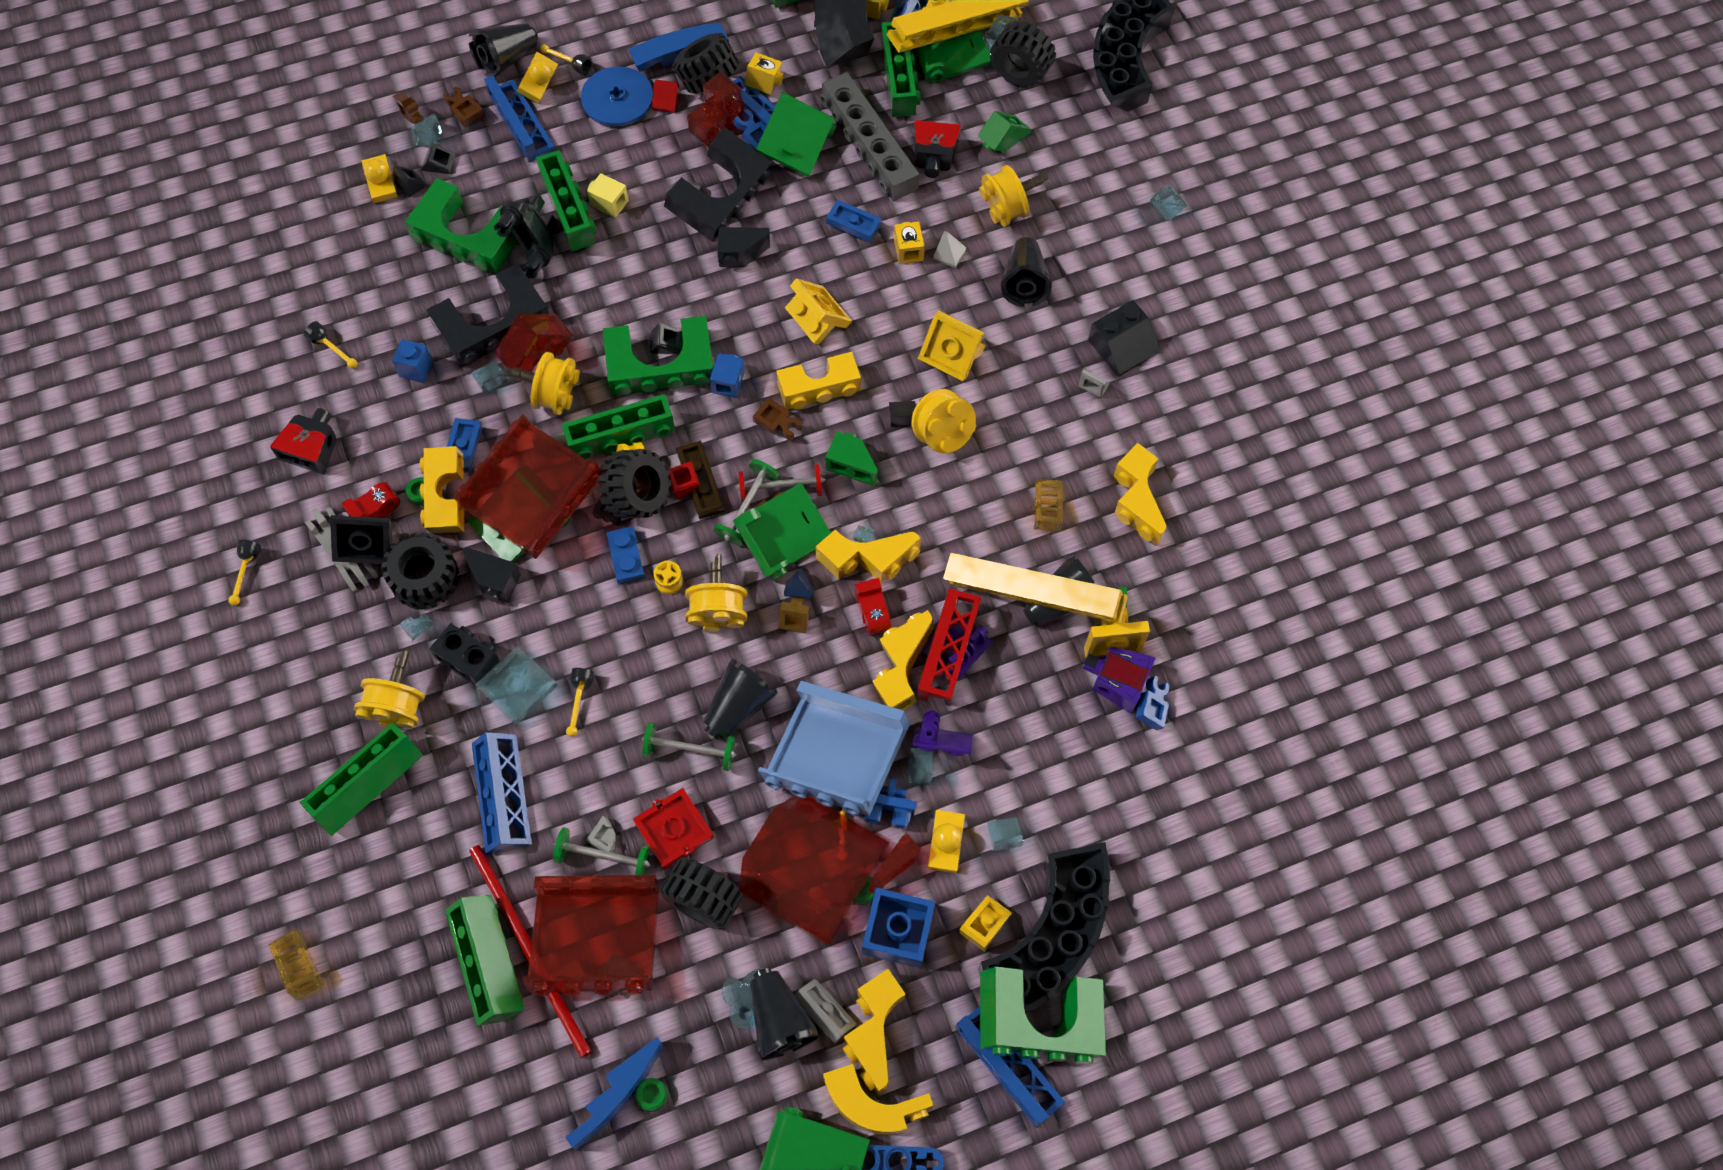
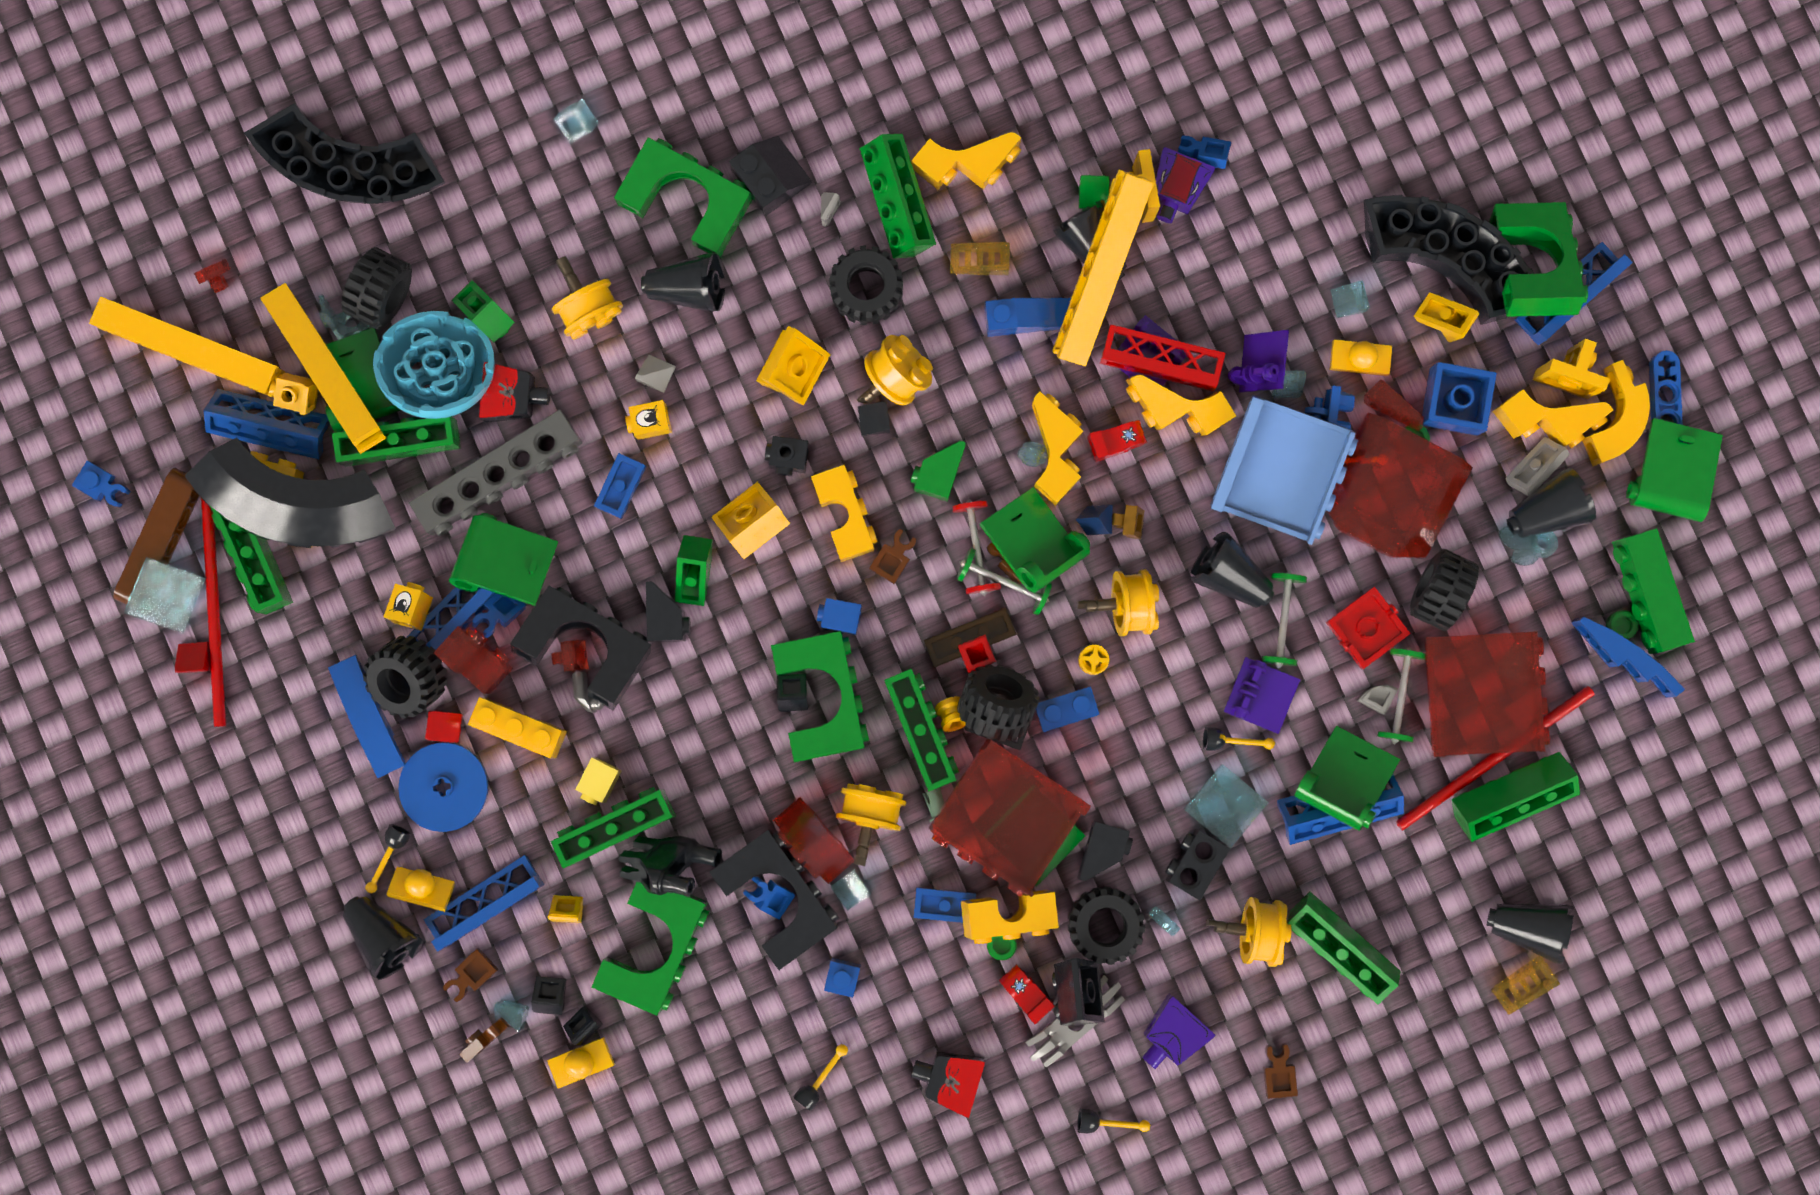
camera: 90 degrees left, 20 degrees up
(253, 717) = (1279, 1078): none -> reddish brown plate
(312, 627) = (1174, 1033): none -> dark purple torso
(348, 971) = (1535, 927): none -> black cone
(489, 309) = (770, 897): none -> blue plate
(505, 172) = (566, 909): none -> yellow slope
(521, 790) = (1347, 779): none -> green door
(617, 726) = (1261, 695): none -> dark purple hinge
(648, 152) = (517, 728): none -> yellow arch
(680, 1124) = (1652, 591): none -> green brick
(713, 181) = (572, 656): none -> clear red tile
(778, 267) = (693, 570): none -> green slope
(872, 342) = (787, 455): none -> black brick
(918, 1047) = (1573, 372): none -> yellow bracket
(947, 78) = (427, 340): none -> medium azure brick
(993, 528) = (1024, 315): none -> blue slope
(1027, 388) = (861, 261): none -> black tyre
(1105, 432) = (897, 195): none -> green brick
(1122, 250) = (660, 165): none -> green arch

